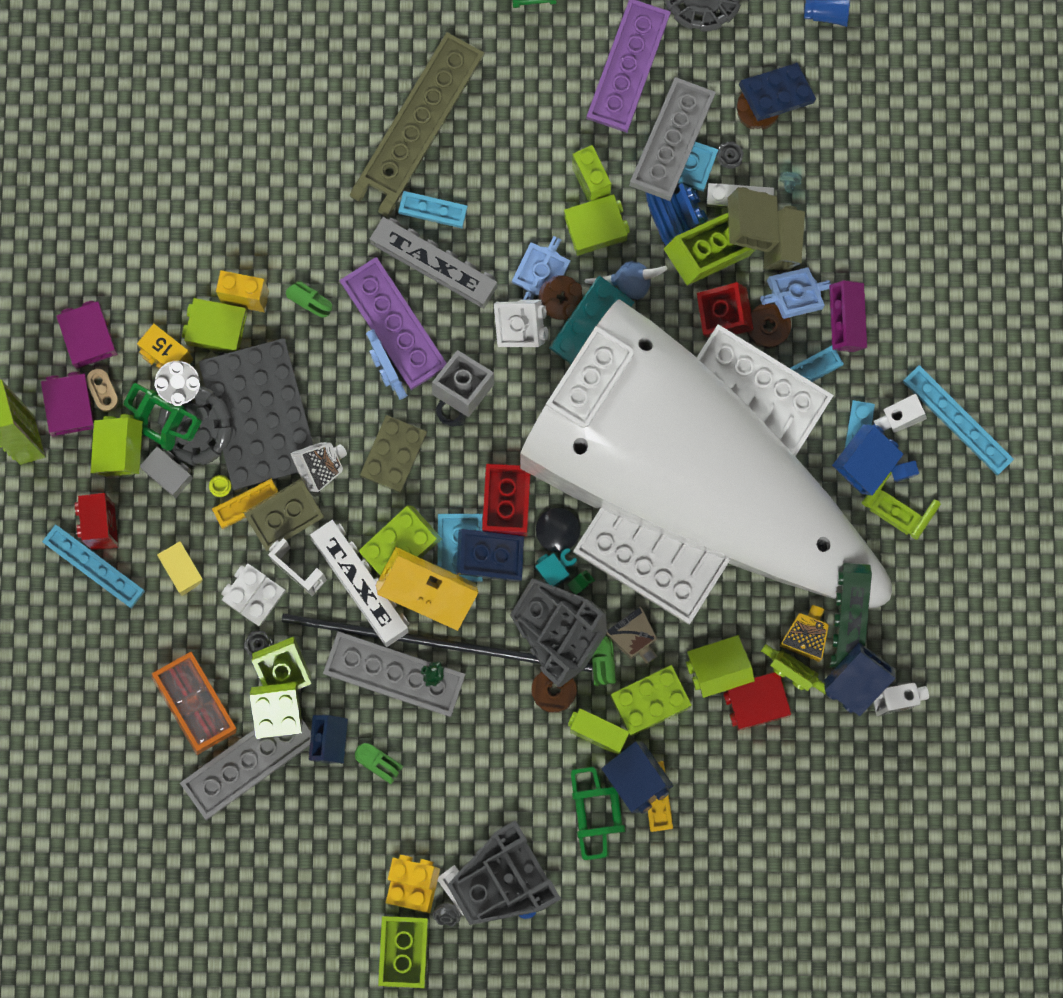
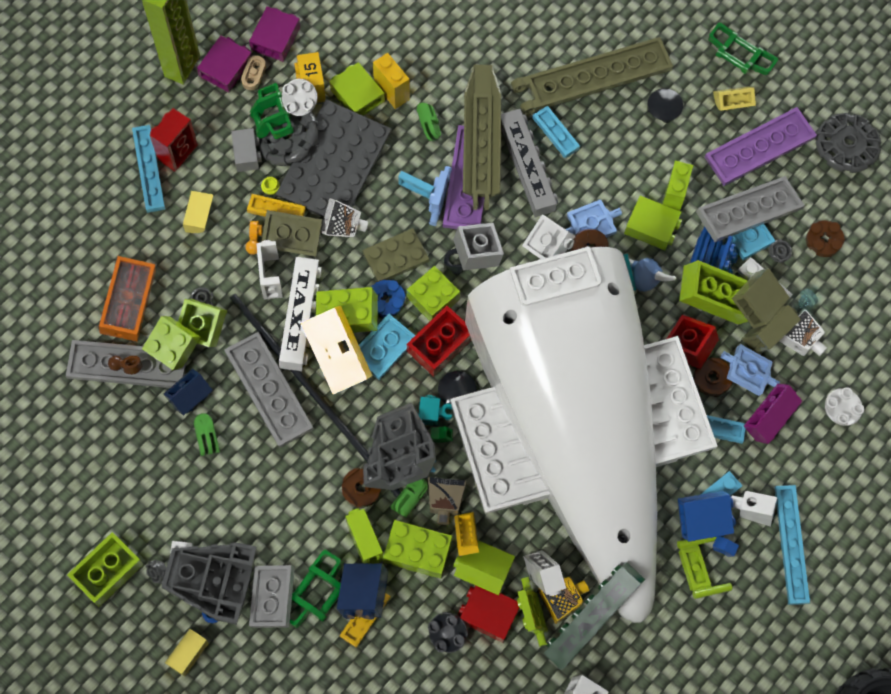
camera: 35 degrees right, 10 degrees down
(116, 446) = (229, 108): lime brick -> none
(241, 769) = (130, 365): none -> reddish brown plate
(252, 594) = (227, 266): white plate -> none
(258, 556) = (254, 232): none -> light orange plate
(352, 371) = (415, 184): none -> medium azure tile
(371, 272) = (482, 135): none -> olive hinge
(412, 883) = (153, 530): yellow plate -> none
(420, 488) = (396, 301): none -> blue plate
(433, 674) = (291, 407): dark green plant -> none
(461, 462) = (432, 293): none -> lime brick
(490, 555) = (398, 365): dark blue plate -> none
(508, 96) = (665, 105): none -> black dish
(534, 958) = (187, 652): none -> light yellow brick
(564, 849) = (272, 596): none -> light grey plate
(565, 36) = (735, 98): none -> light yellow brick
(682, 652) = (466, 534): none -> yellow plate
(738, 749) = (447, 632): none -> black dish
(777, 91) = (846, 236): dark blue plate -> none
(779, 629) = (545, 572): none -> white brick
(818, 217) = (805, 336): none -> torso
(859, 679) = (570, 654): dark blue brick -> none
(902, 256) = (843, 406): none -> white dish

